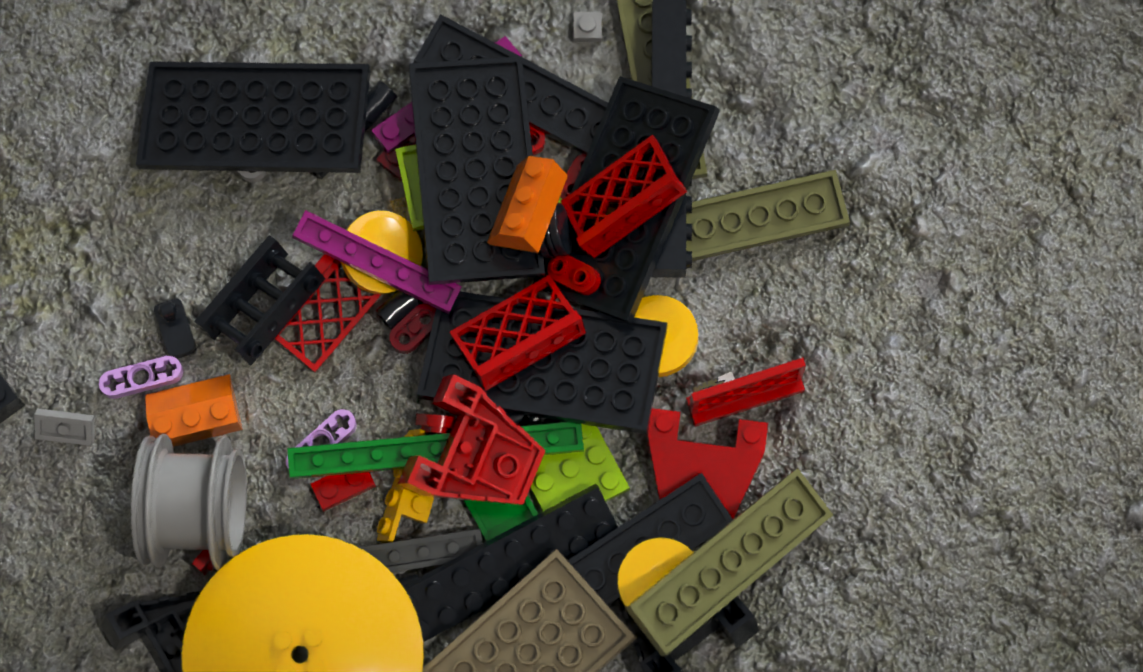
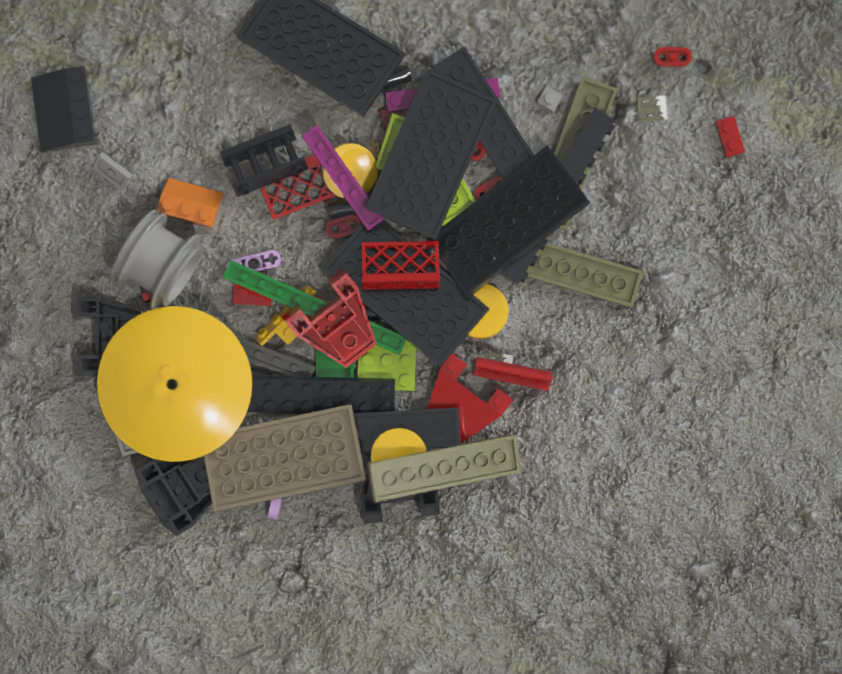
camera: 25 degrees right, 10 degrees up
(158, 363) = (159, 157): lavender beam -> none
(175, 328) = (207, 147): black piece -> none
(434, 423) = (324, 290): red plate -> none
(528, 205) = (446, 196): orange slope -> none
(559, 236) = (454, 217): black head -> none
(572, 272) = (451, 247): red plate -> none
(630, 211) = (503, 233): red fence -> none

